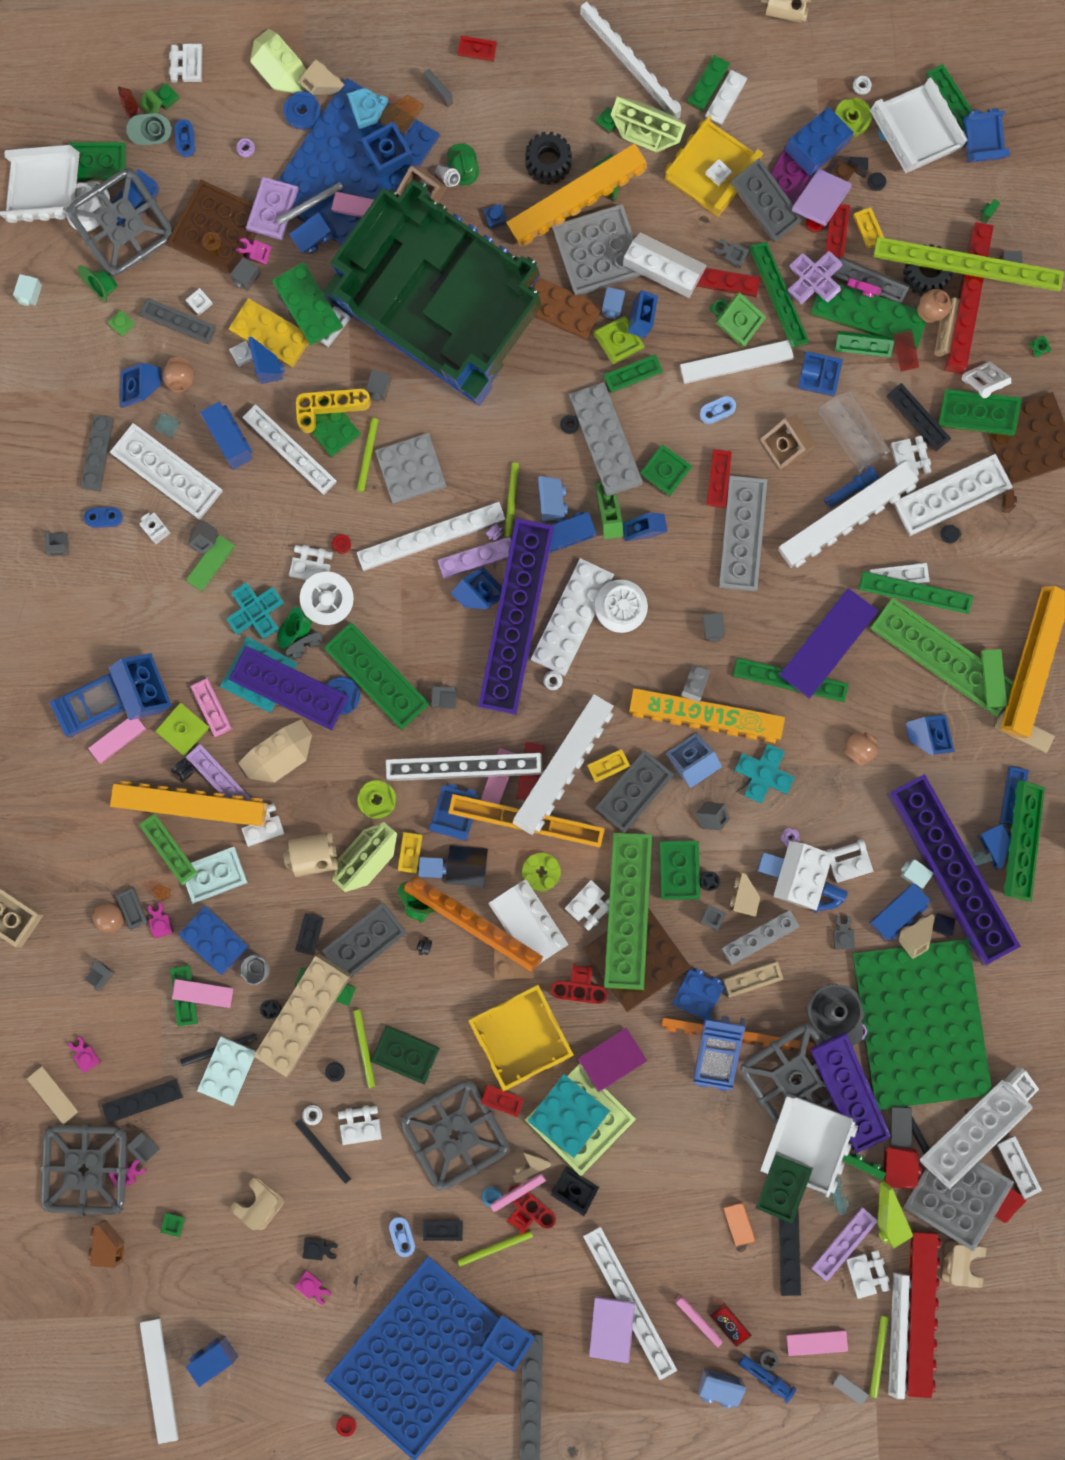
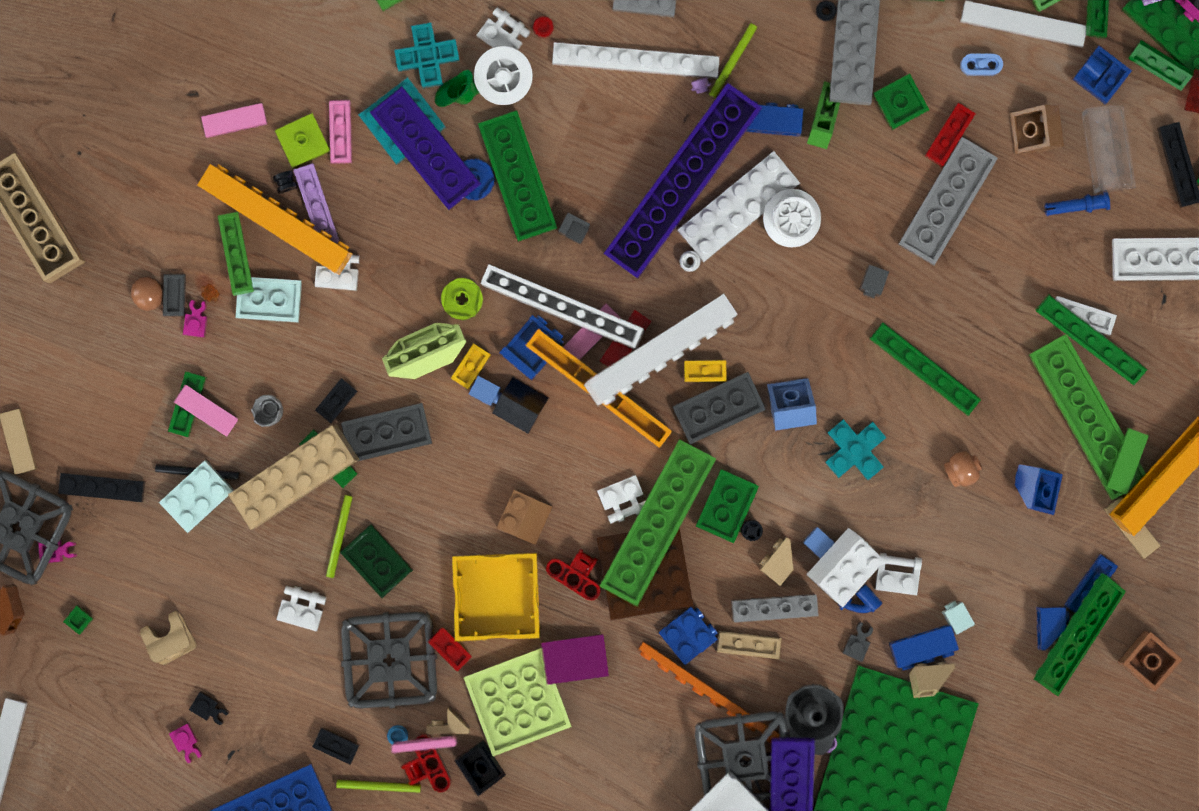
camera: 20 degrees right, 5 degrees up
(86, 1057) = (65, 420): dark pink plate -> none
(88, 706) = (223, 74): blue door -> none
(99, 975) = (114, 346): dark grey panel -> none
(140, 686) = (279, 79): blue brick -> none
(143, 1147) = (82, 532): dark grey panel -> none
(212, 1361) = (58, 767): blue brick -> none
(214, 940) = (240, 364): blue brick -> none
(267, 1009) = (263, 457): black wheel -> none
(278, 754) = (385, 209): tan wedge -> none
(299, 648) = (453, 113): dark grey slope -> none
(306, 1117) = (253, 577): white plate -> none
(311, 854) = (372, 324): tan cylinder -> none
(323, 1151) = (254, 616): black bar -> none
(335, 1071) = (300, 545): black plate -> none
(402, 1236) = (291, 732): light blue plate -> none
(413, 907) = (455, 416): green piece -> none
(424, 946) = (442, 464): black plate -> none
(473, 923) = (500, 465): orange plate -> none
(475, 558) = (669, 102): lavender plate -> none
(478, 590) = (657, 137): blue slope -> none
(528, 920) = (554, 490): white slope -> none
(550, 865) = (590, 432): lime plate -> none
(551, 499) = (772, 78): medium blue slope -> none
(568, 1115) = (507, 693): teal plate -> none
(645, 526) = (852, 149): blue slope -> none
(695, 683) = (829, 329): light grey plate -> none
(706, 715) = (826, 366): light orange brick -> none
(712, 816) = (784, 468): dark grey panel -> none
(712, 918) = (737, 567): dark grey panel -> none
(718, 1053) = (681, 701): blue door -> none
(789, 832) = (851, 518): lavender plate -> none
(828, 643) = (980, 350): dark purple tile -> none
(848, 514) = (1062, 230): white brick -> none
(904, 451) = (1145, 202): white plate -> none
(944, 925) = (961, 679): black slope -> none
(949, 534) = (1153, 296): black plate -> none
(953, 870) = (996, 630): dark purple brick -> none
(980, 858) = (1027, 631): clear light blue plate -> none

